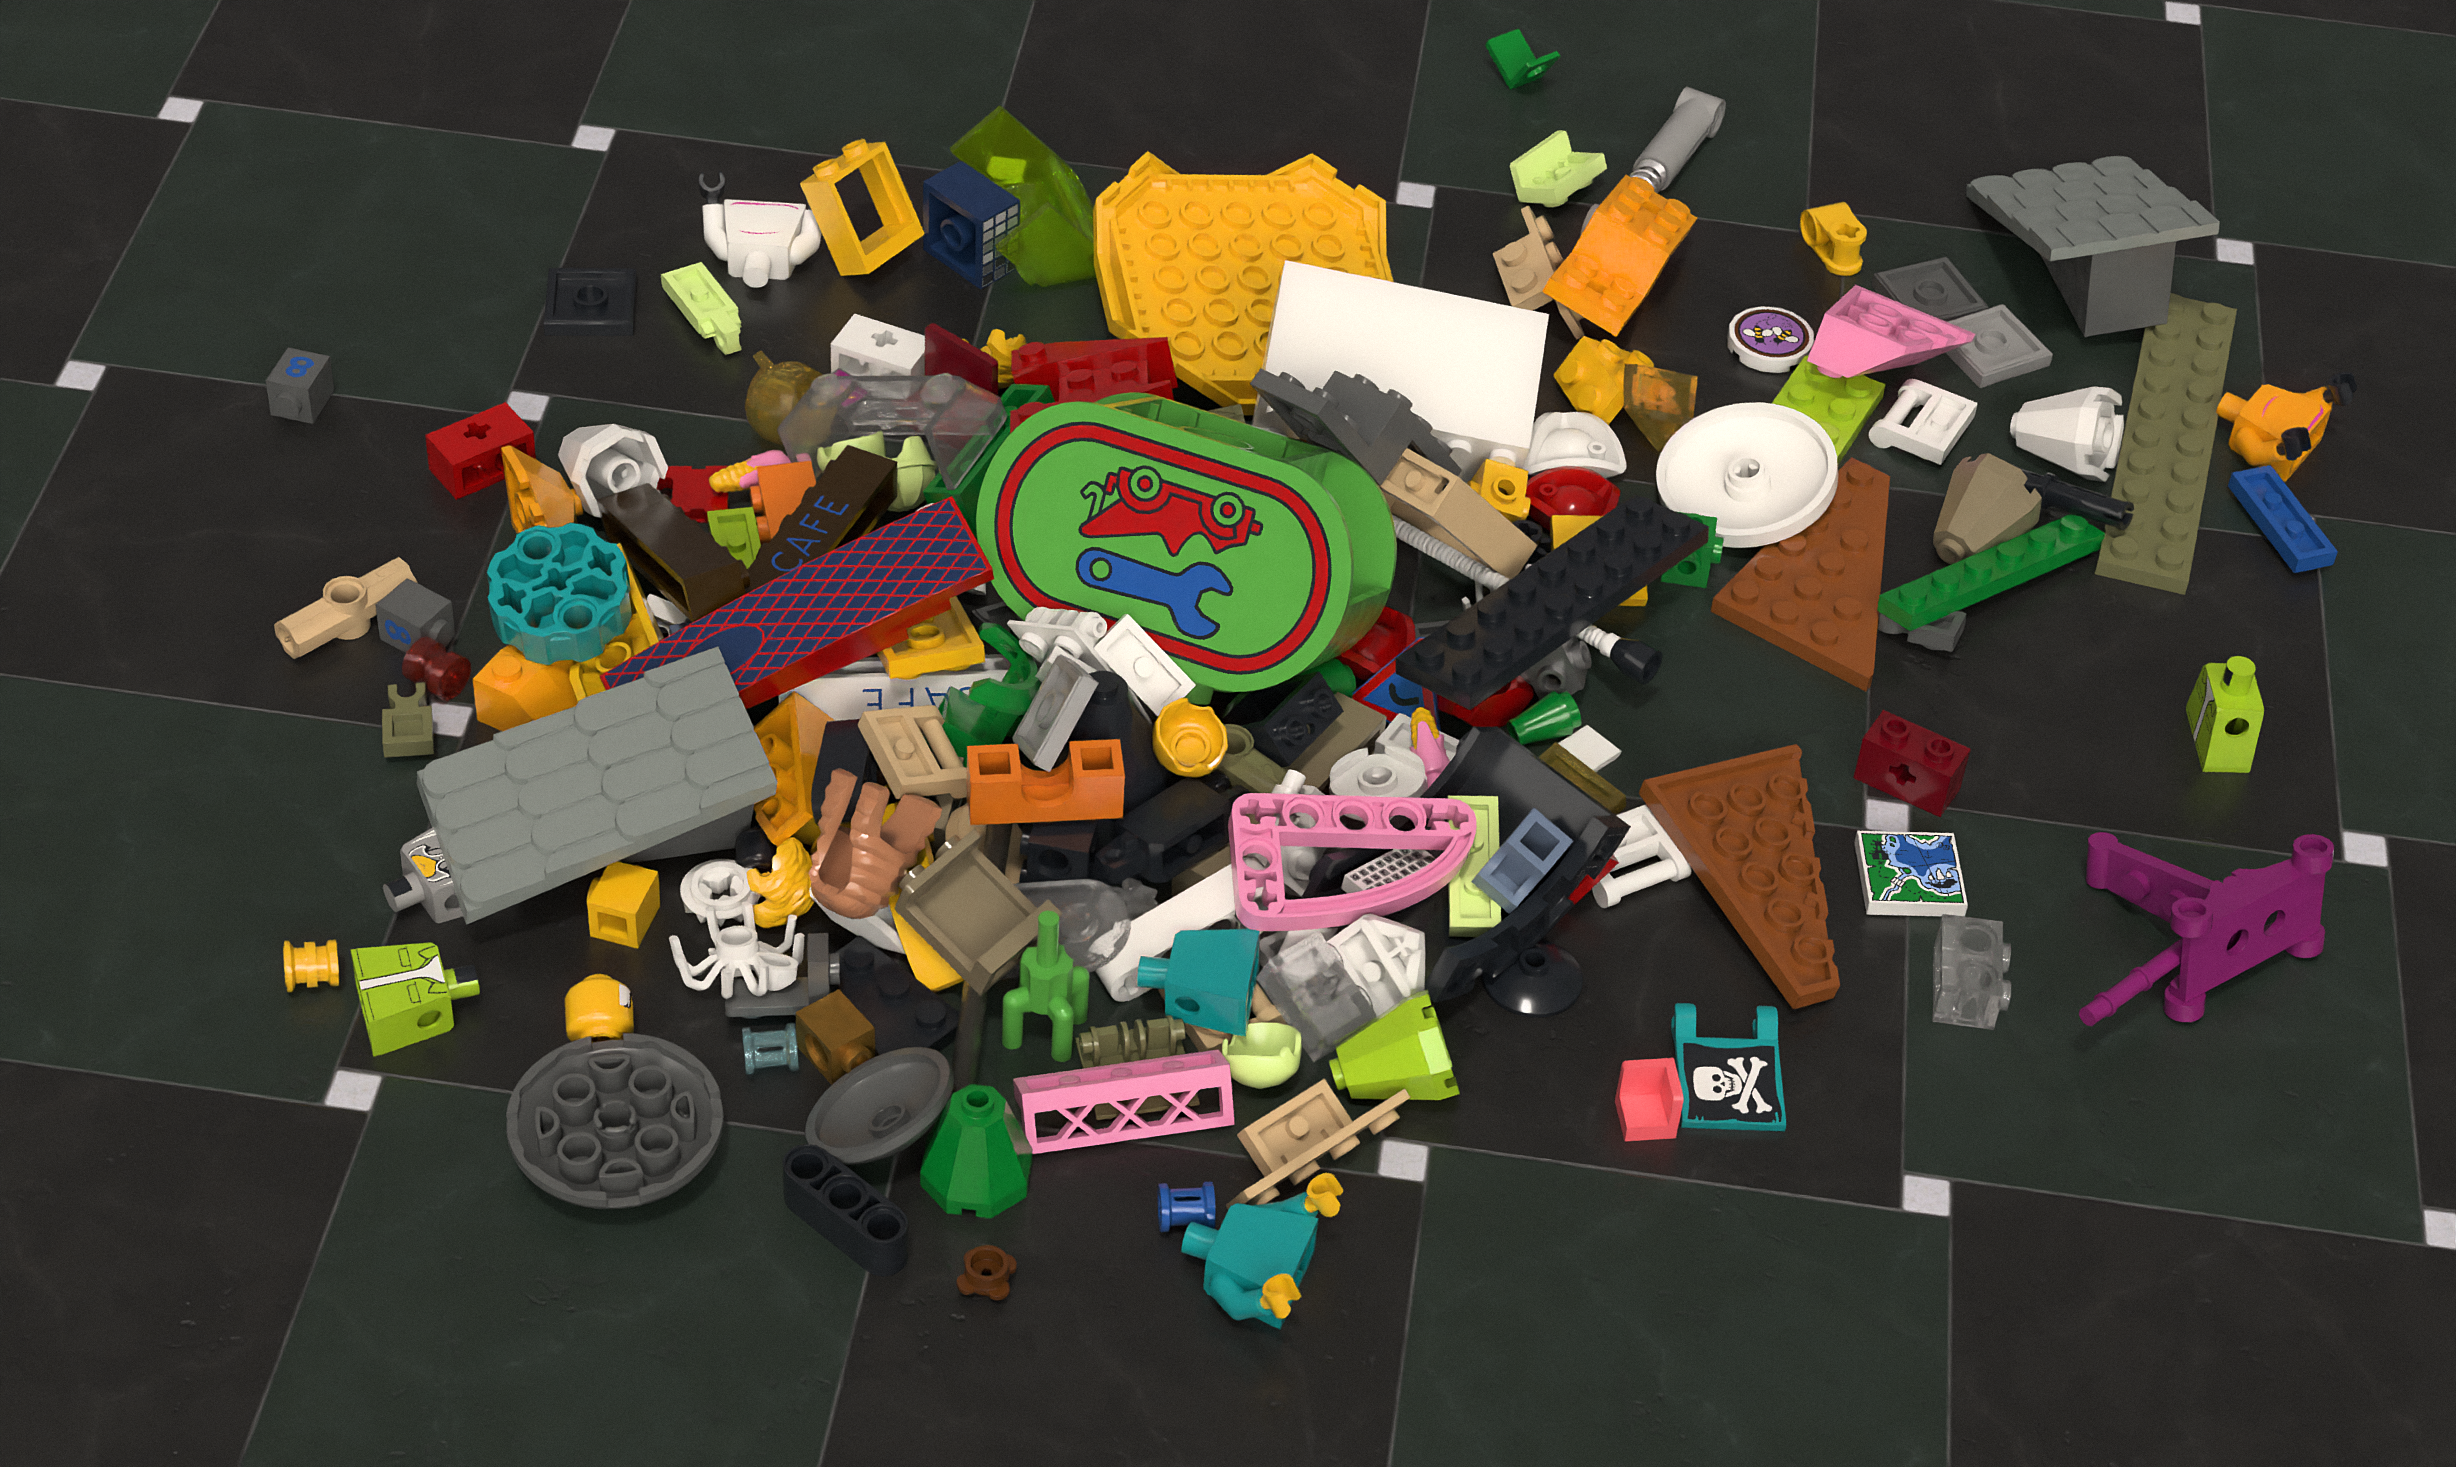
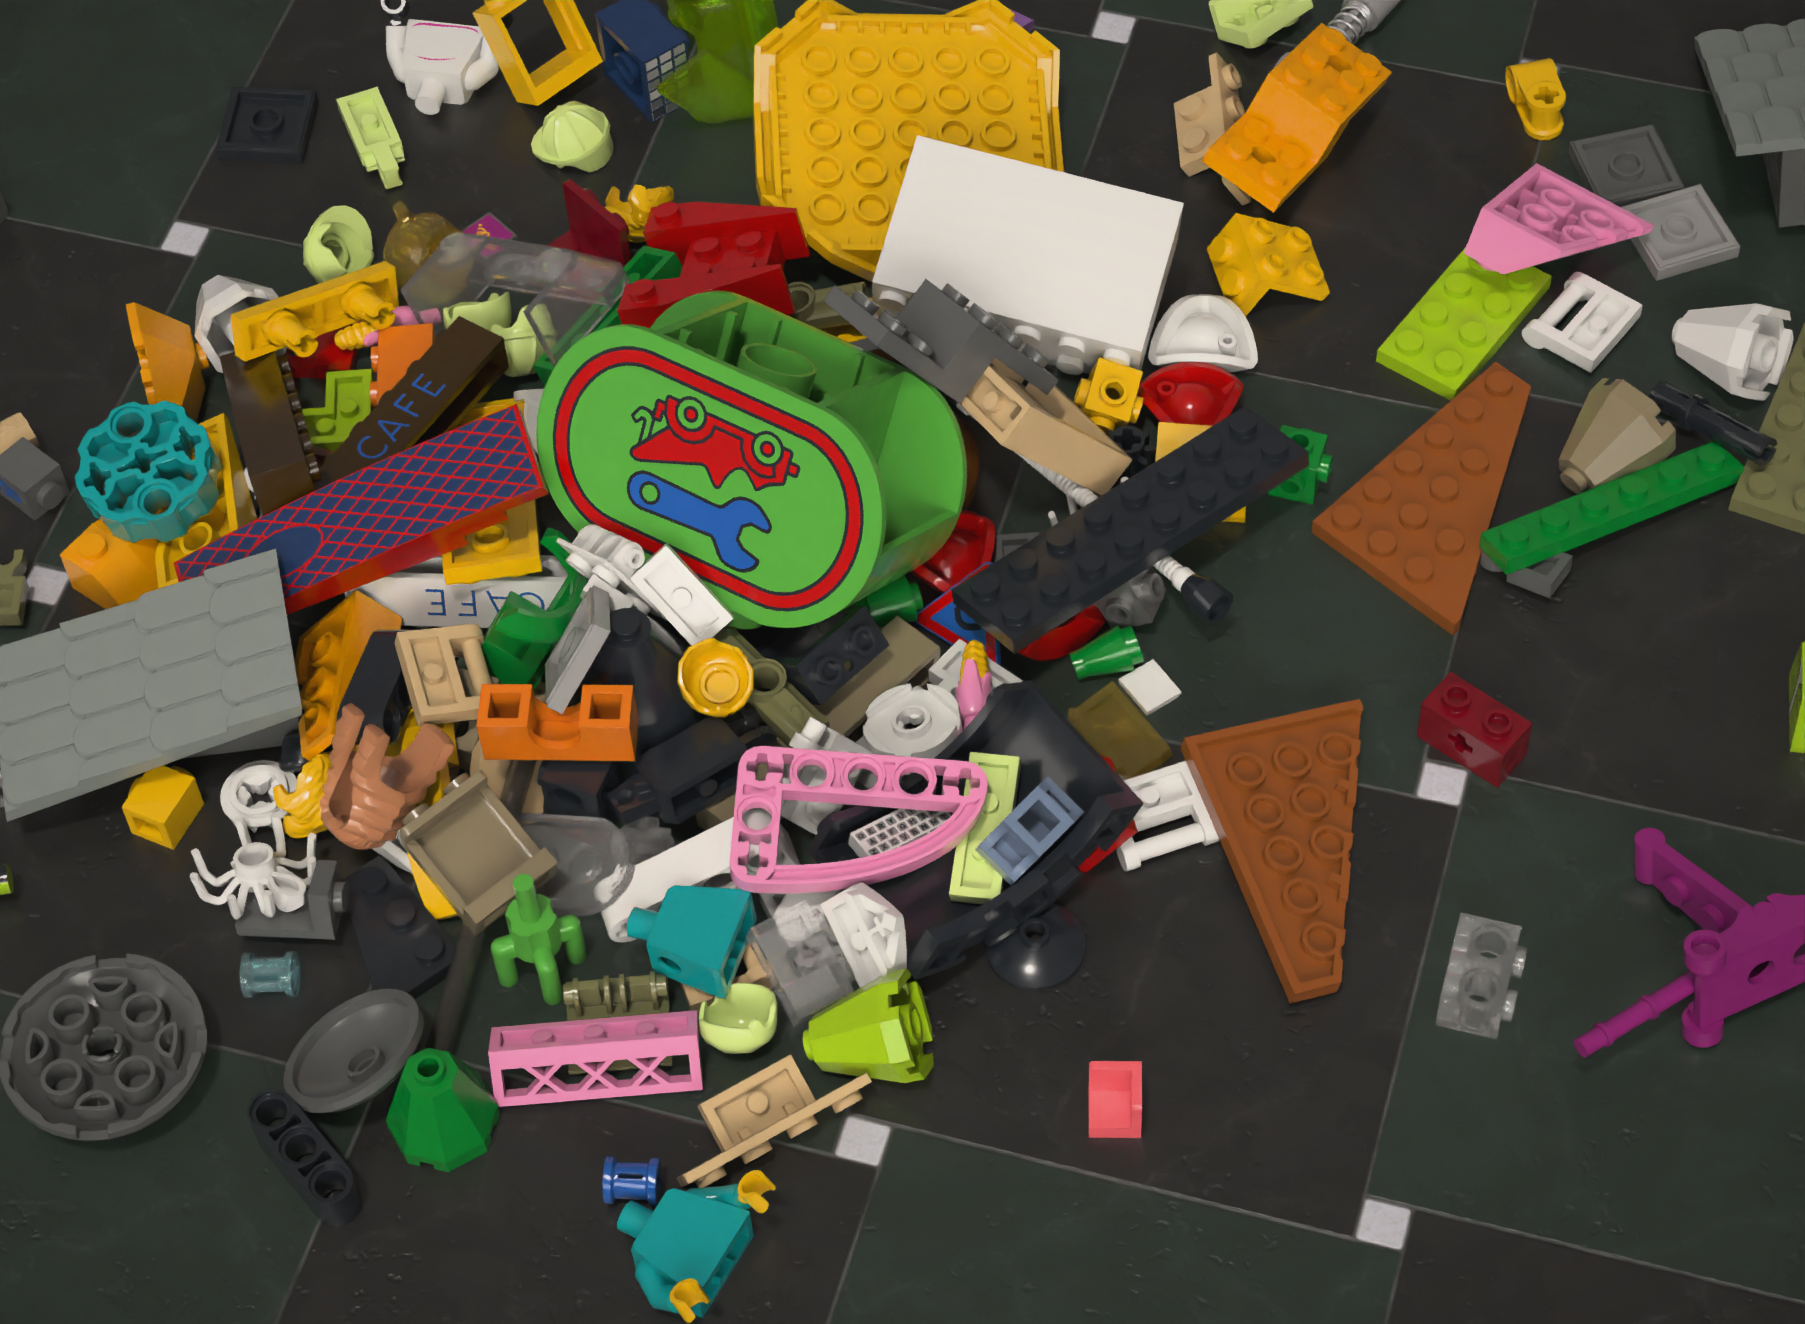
camera: 15 degrees right, 10 degrees up
(440, 670) = (38, 533): clear red wheel -> none
(469, 451) = (124, 280): red brick -> none
(598, 1009) = (115, 924): yellow head -> none
(693, 452) = (313, 311): none -> yellow plate
(695, 403) = (337, 244): none -> yellowish green piece
(834, 1035) = (332, 965): pearl gold brick -> none
(877, 349) = (526, 201): white brick -> none
(909, 298) = (574, 137): none -> yellowish green piece
(986, 1260) = (427, 1221): reddish brown plate -> none
(1658, 401) = (1304, 294): clear yellow slope -> none
(1729, 1079) = (1207, 1077): flag -> none
(1752, 468) = (1377, 380): white dish -> none
(1770, 338) = (1440, 214): tile -> none
(1910, 873) = (1448, 854): tile -> none

